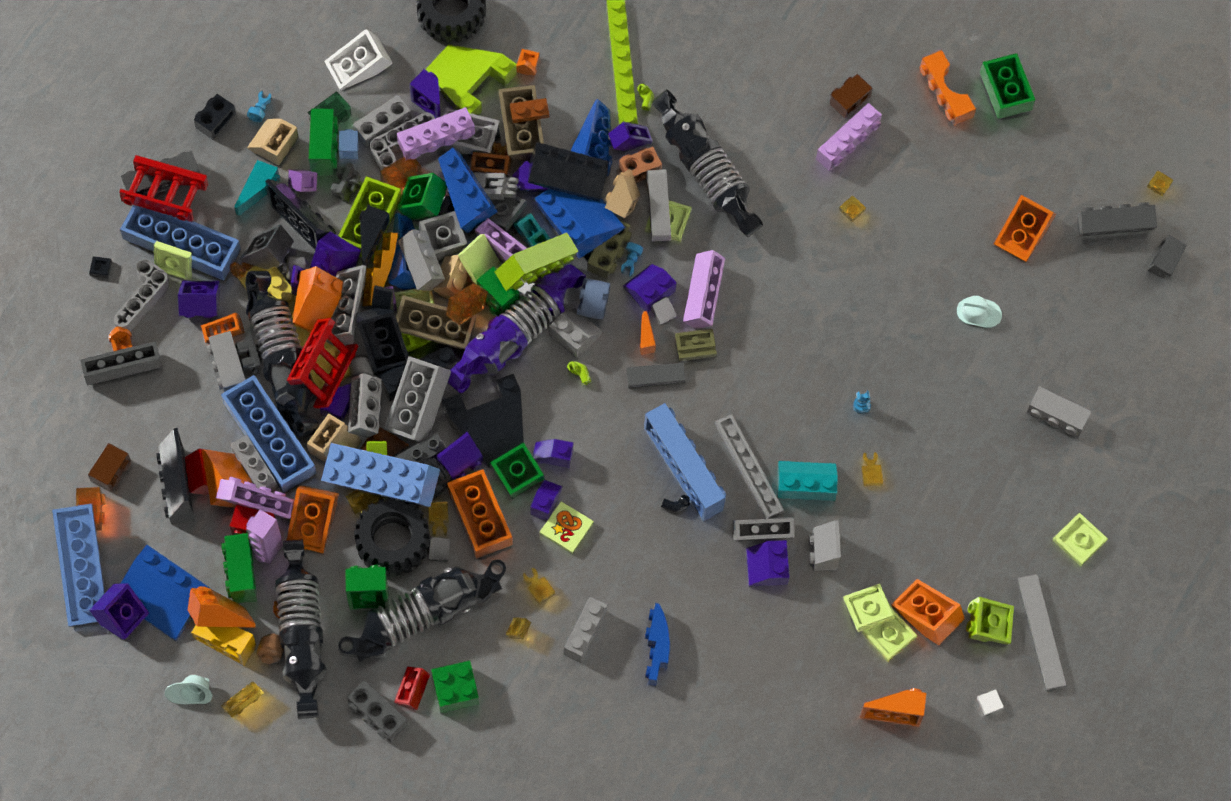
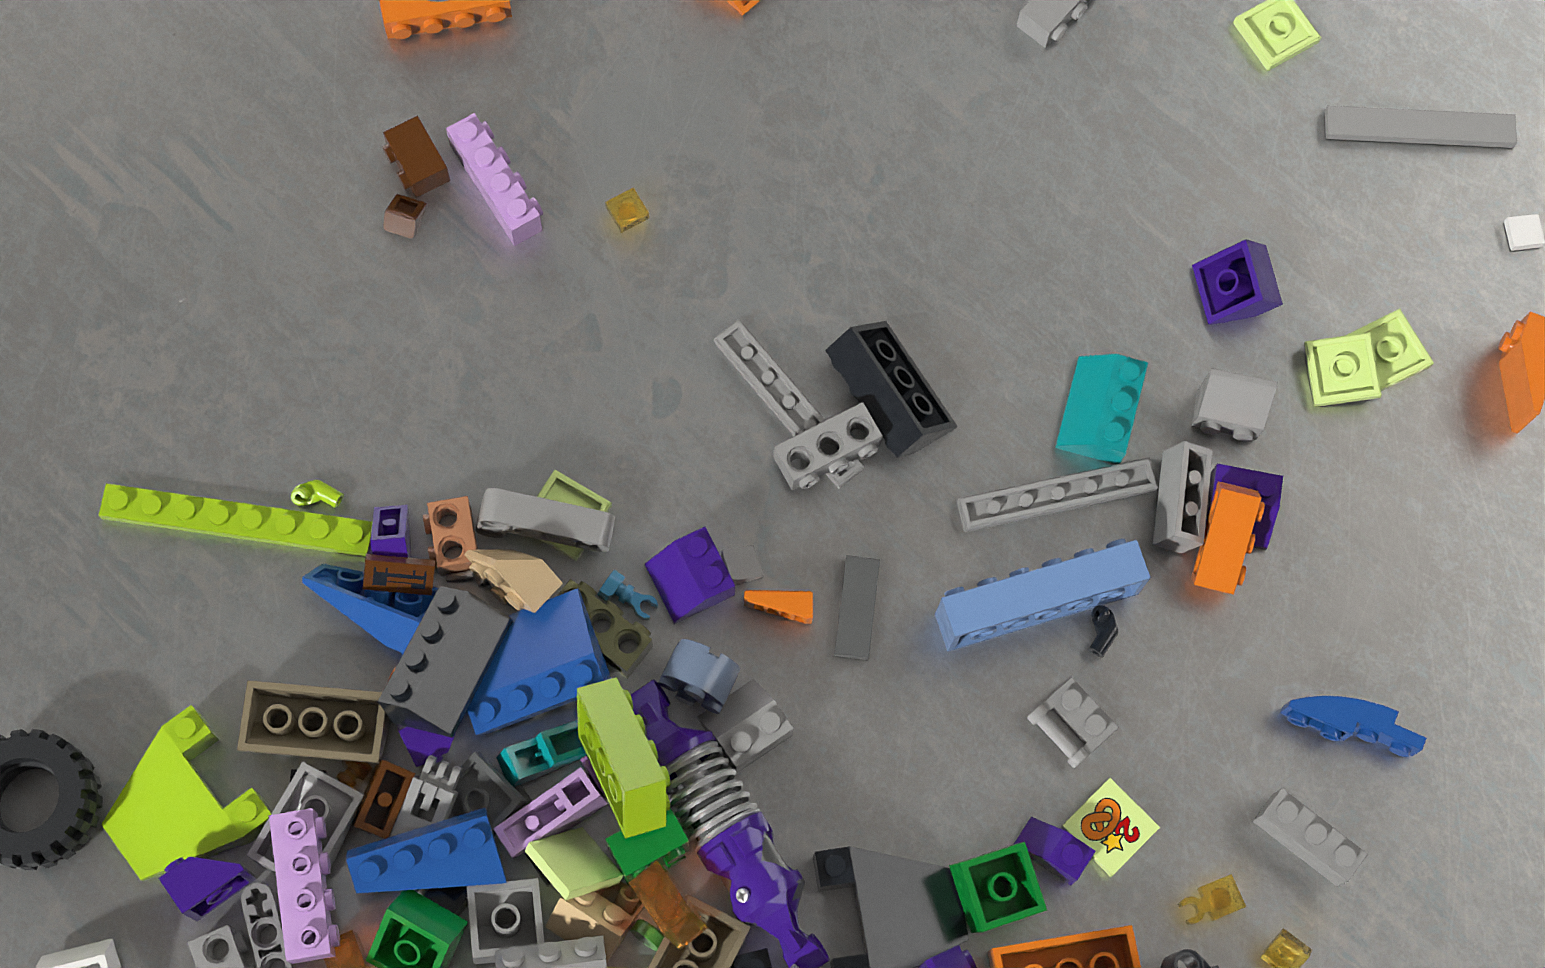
camera: 80 degrees left, 5 degrees up
(528, 62) = (183, 686): orange tile -> none
(529, 110) = (300, 701): dark orange plate -> none
(554, 452) = (970, 817): dark purple slope -> none
(580, 370) = (820, 733): lime arm -> none
(610, 142) = (398, 574): none -> reddish brown tile
(625, 501) = (1080, 715): none -> light grey plate
(695, 344) = (818, 526): olive plate -> none
(704, 289) = (723, 485): lavender brick -> none
(706, 161) = (479, 421): black piece -> none
(740, 327) = (834, 432): none -> light grey brick
(744, 552) = (1227, 538): none -> orange brick
(763, 317) = (777, 390): none -> light grey tile
(786, 365) = (890, 387): none -> black slope
(816, 99) = (404, 216): none -> reddish brown slope
(862, 402) = (984, 287): dark azure piece -> none
(871, 473) = (1107, 304): clear yellow plate -> none
(905, 540) = (1237, 283): none -> dark purple slope
(929, 611) = (1362, 281): orange slope -> none
(979, 312) = (858, 70): light aqua piece -> none
(990, 621) = (1396, 194): lime plate -> none

